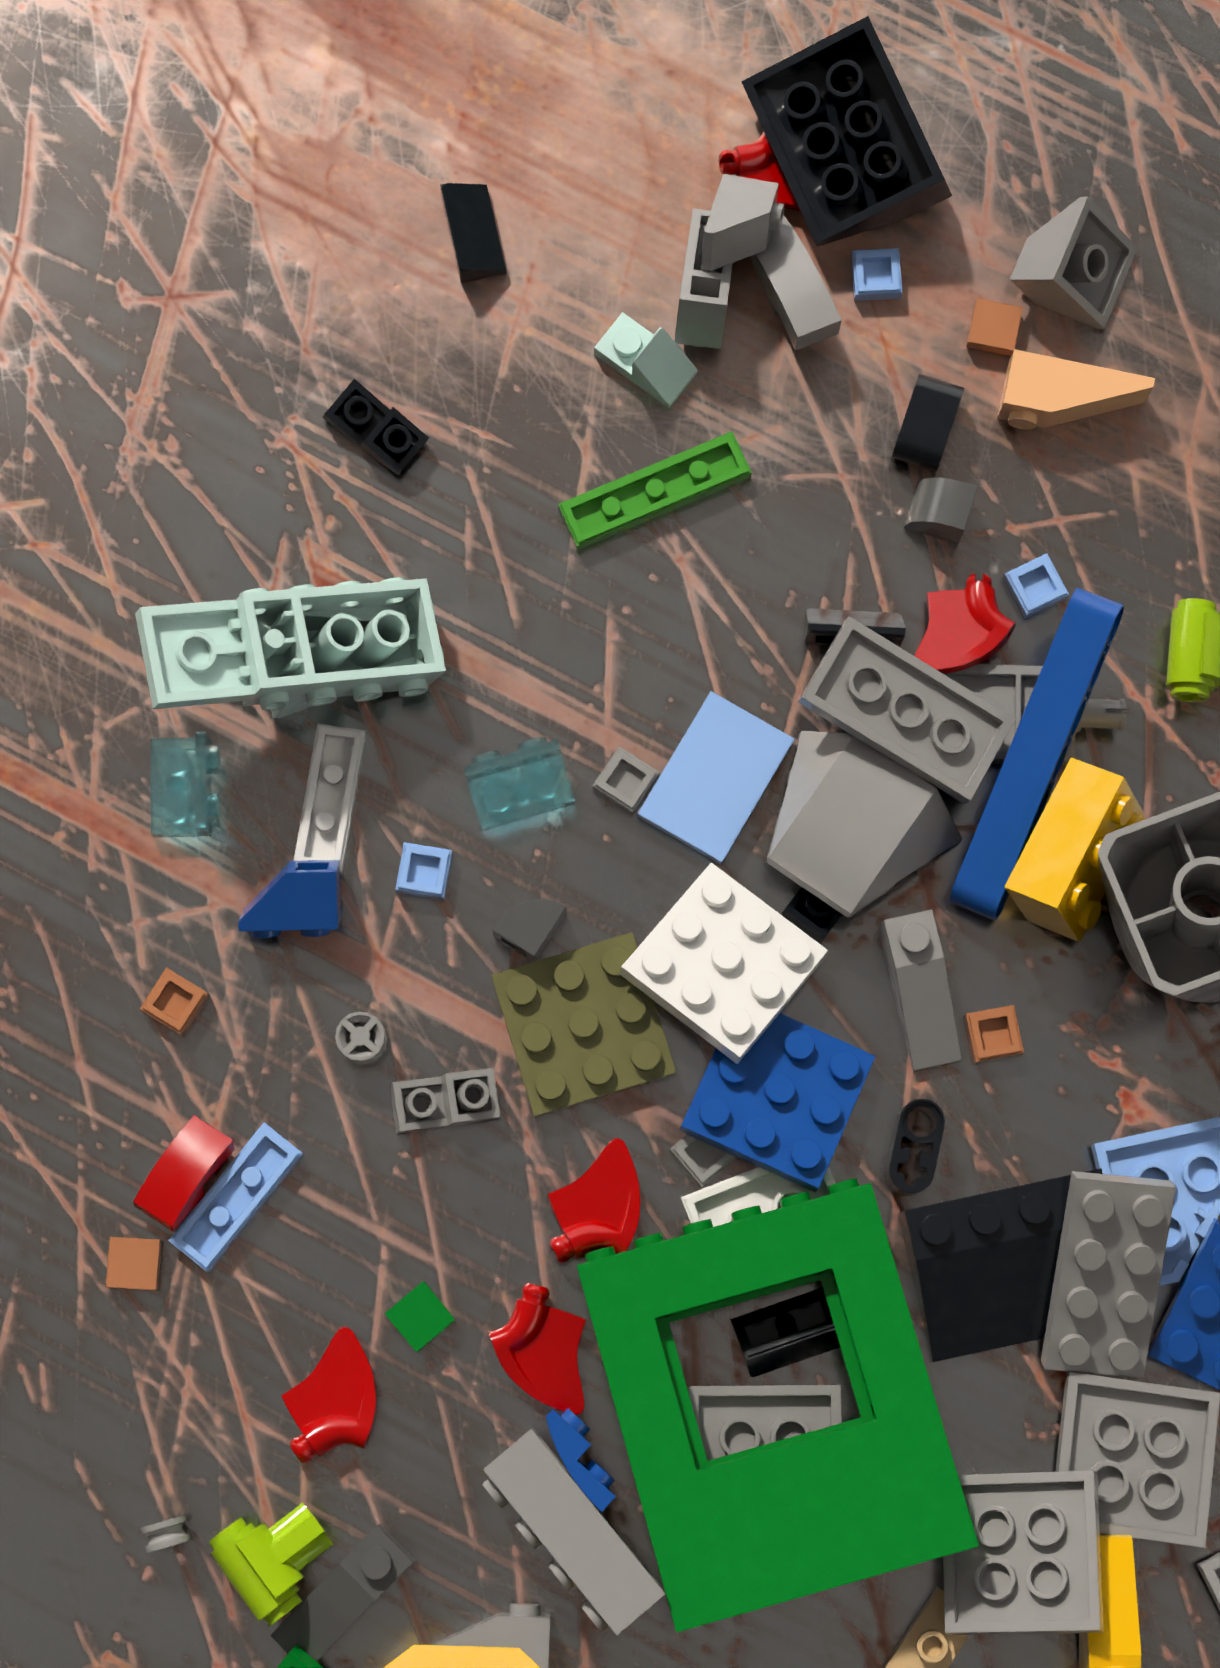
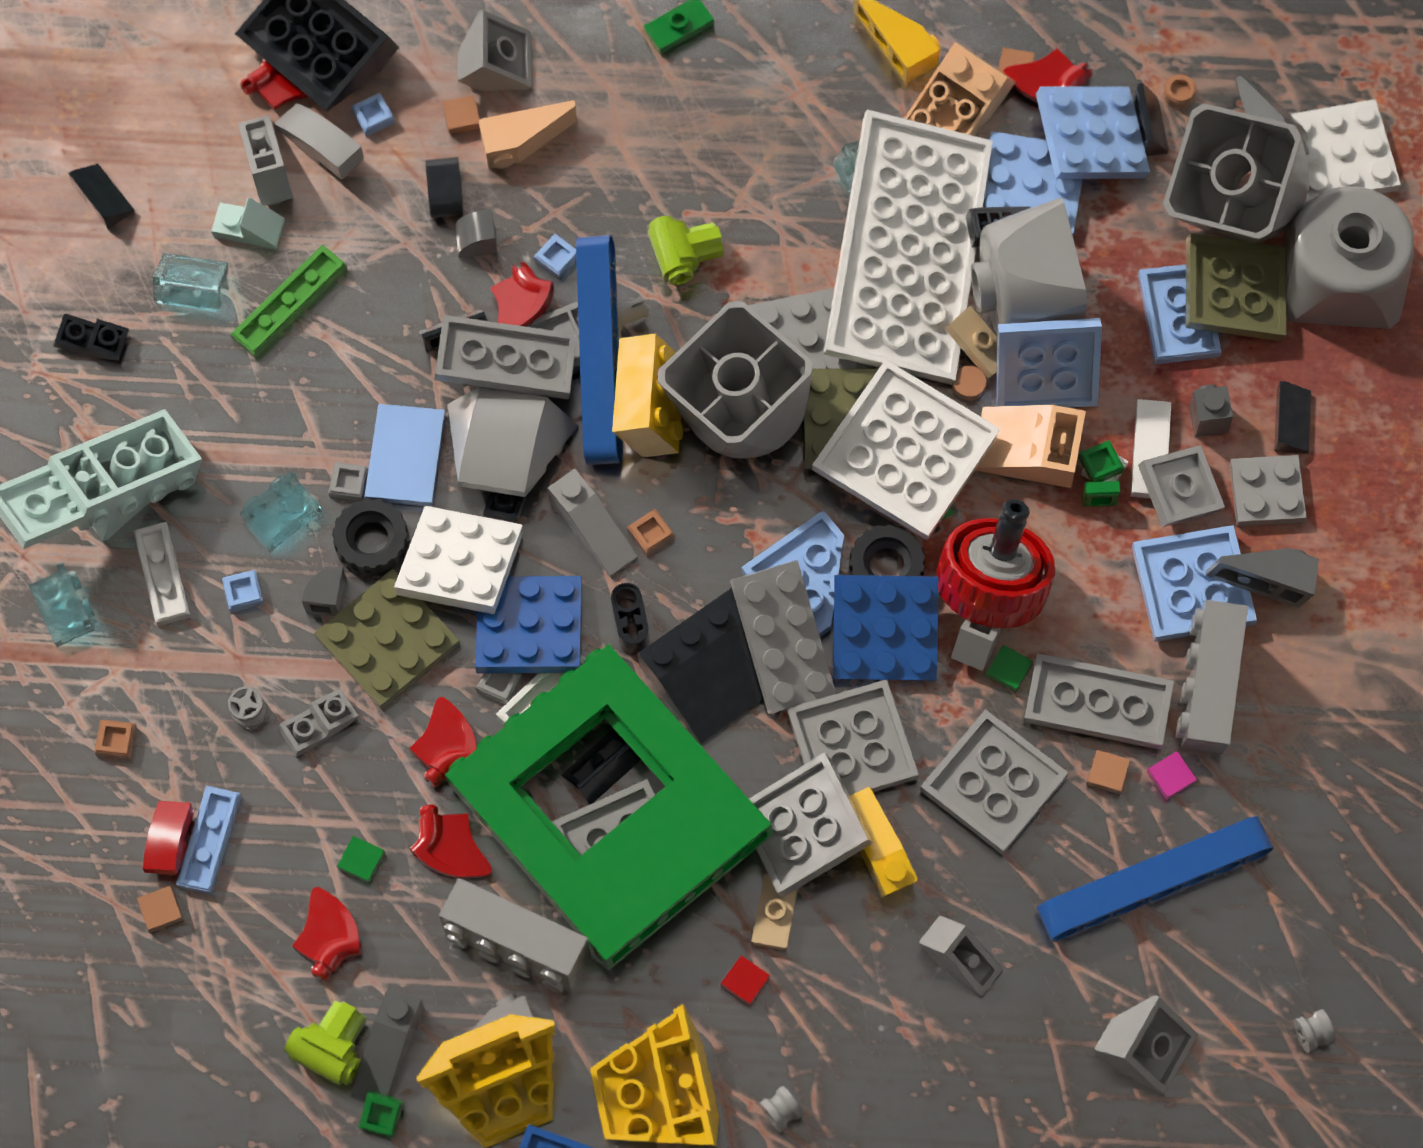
camera: 20 degrees left, 10 degrees down
(165, 1534) = (254, 1061): light grey bush -> none
(297, 898) = (168, 637): blue slope -> none
(536, 406) = (189, 281): none -> clear light blue bracket
(570, 1443) = (488, 877): blue slope -> none
(631, 839) = (371, 512): none -> black tyre
(740, 221) = (271, 114): light grey slope -> none

